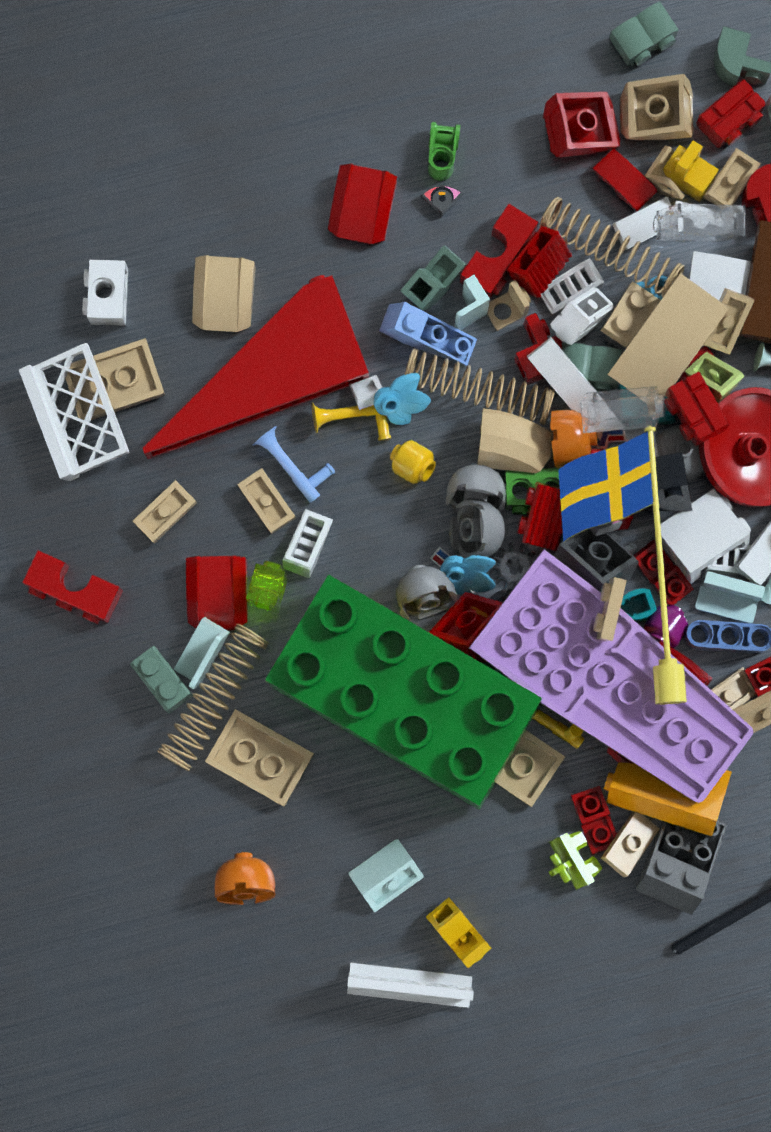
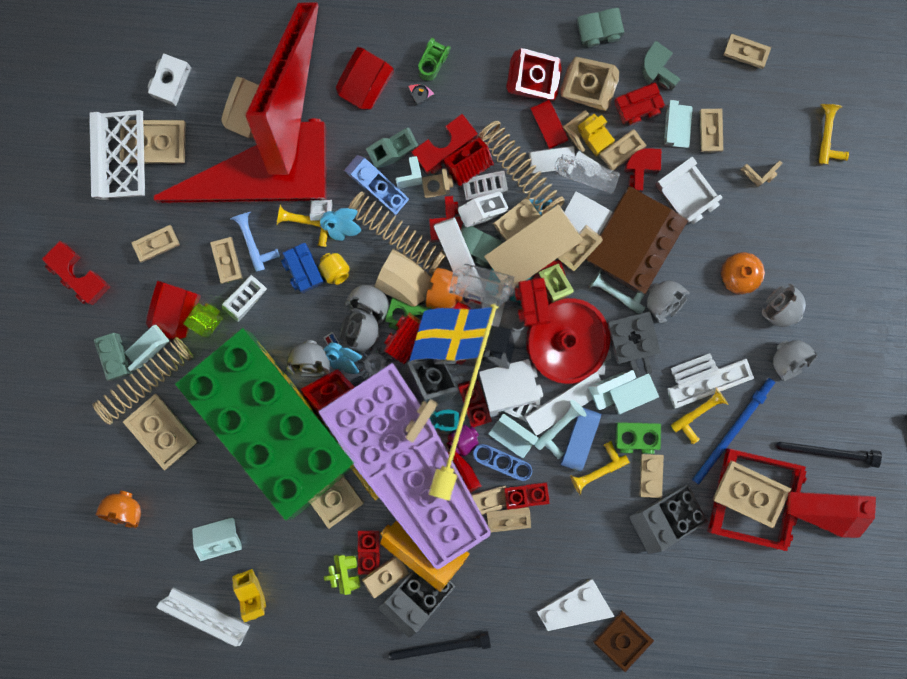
camera: 20 degrees right, 5 degrees up
(268, 254) = (279, 100): none -> red slope
(371, 476) = (302, 267): none -> blue brick

